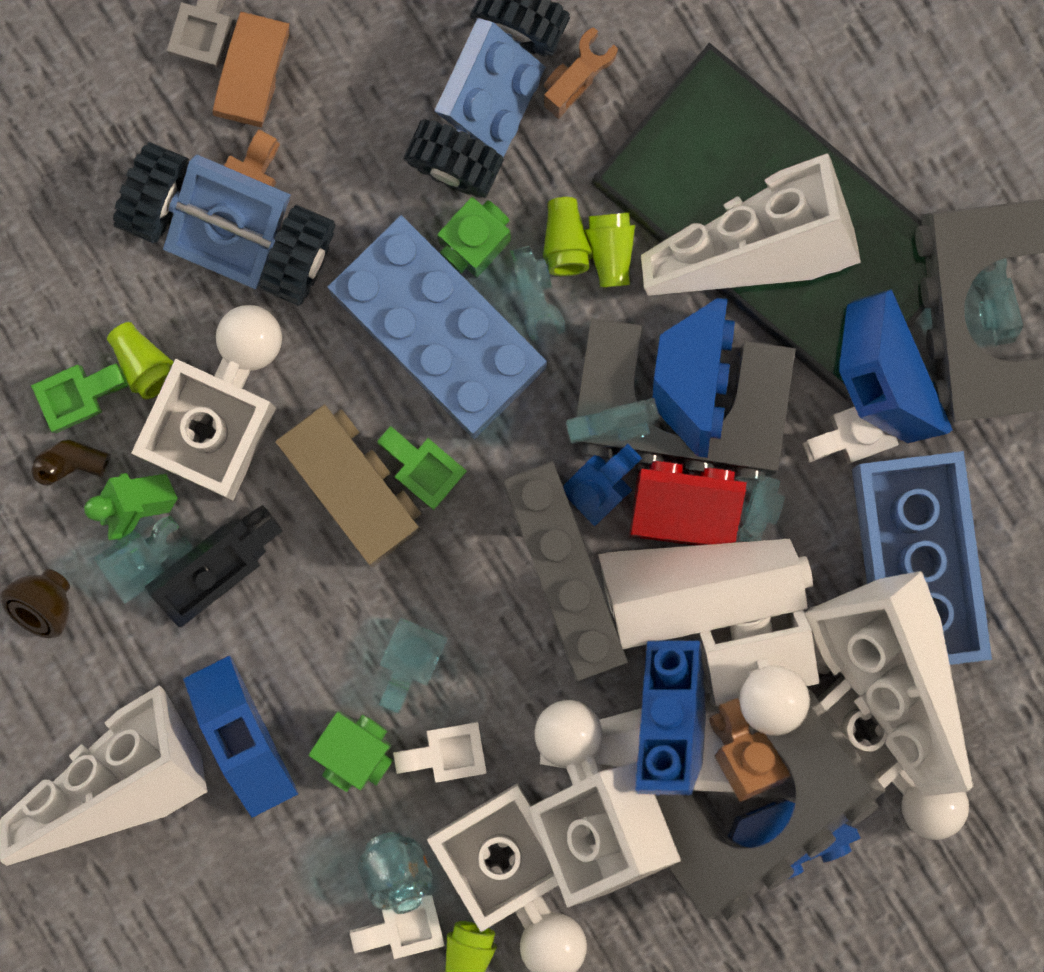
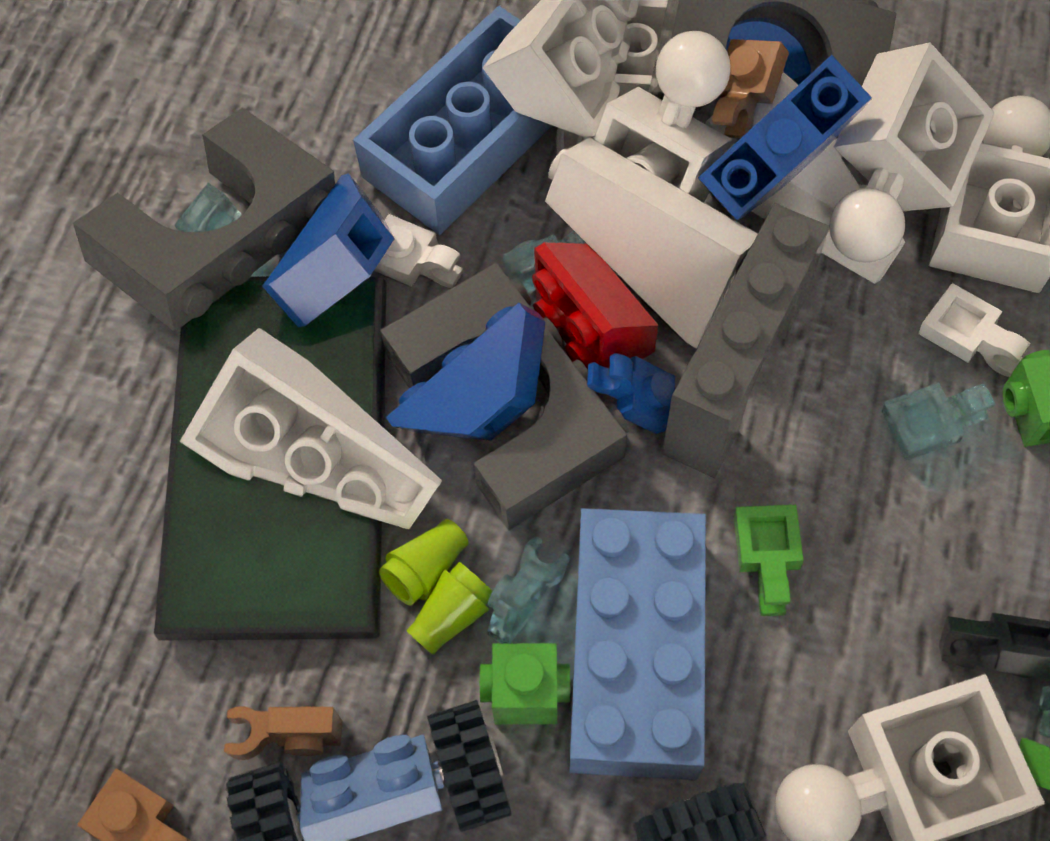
camera: 130 degrees left, 20 degrees down
(350, 483) = (848, 597): dark tan brick -> none
(627, 420) = (575, 397): clear light blue plate -> none

